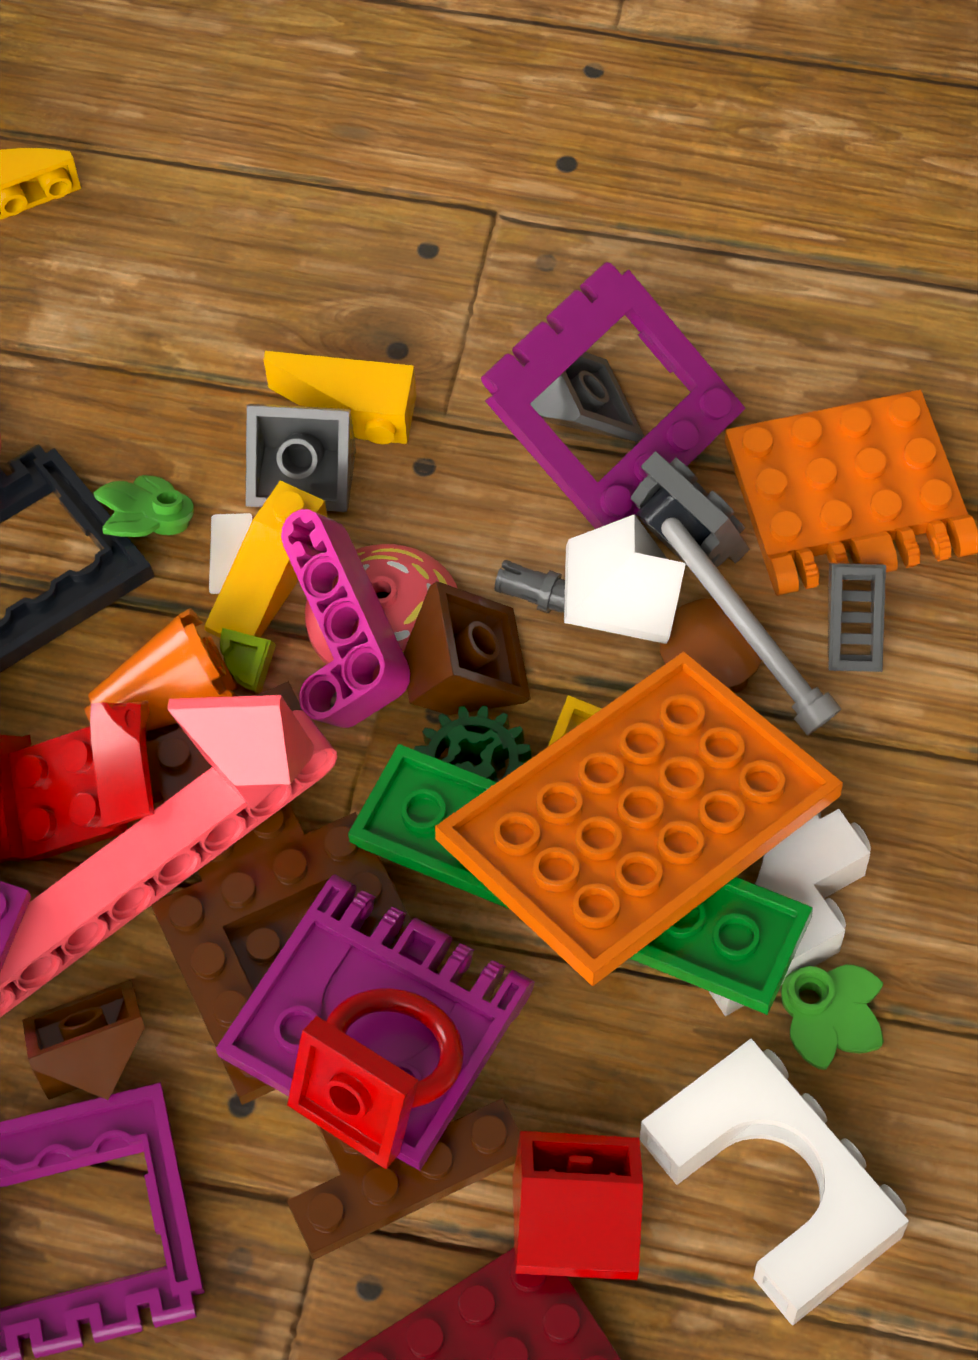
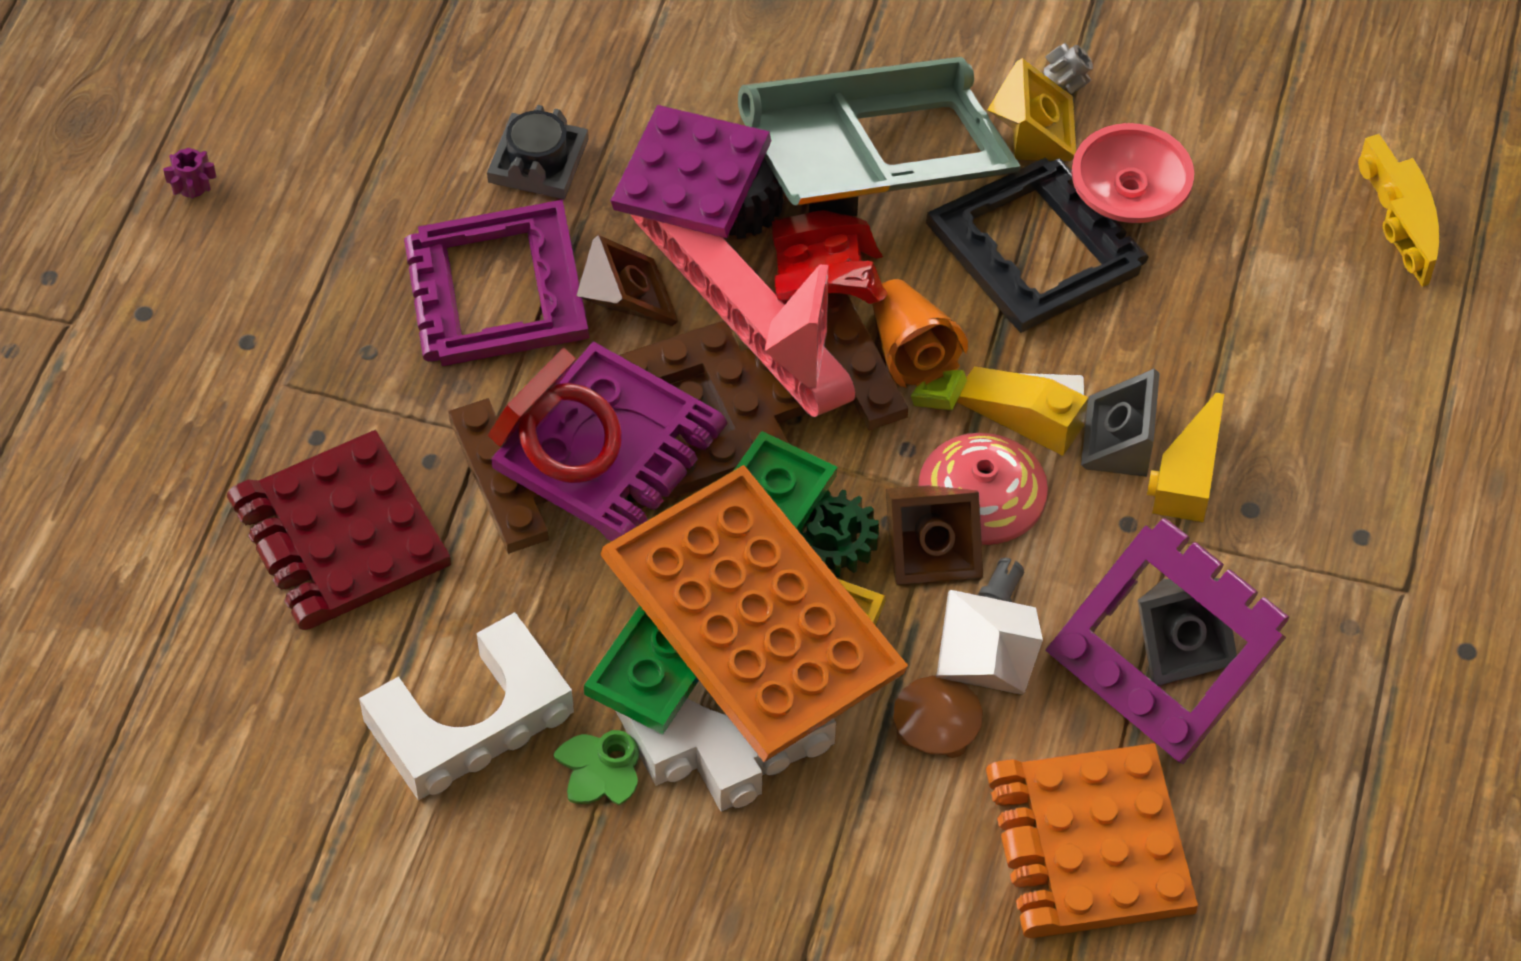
camera: 90 degrees right, 5 degrees down
(145, 507) = (1082, 322): bright green plate -> none
(319, 553) = (958, 437): dark pink beam -> none
(577, 1205) = (456, 568): red slope -> none
(674, 493) = (1052, 693): dark grey piece -> none
(811, 705) = (870, 776): light grey piece -> none
(856, 571) = (985, 825): dark grey slope -> none

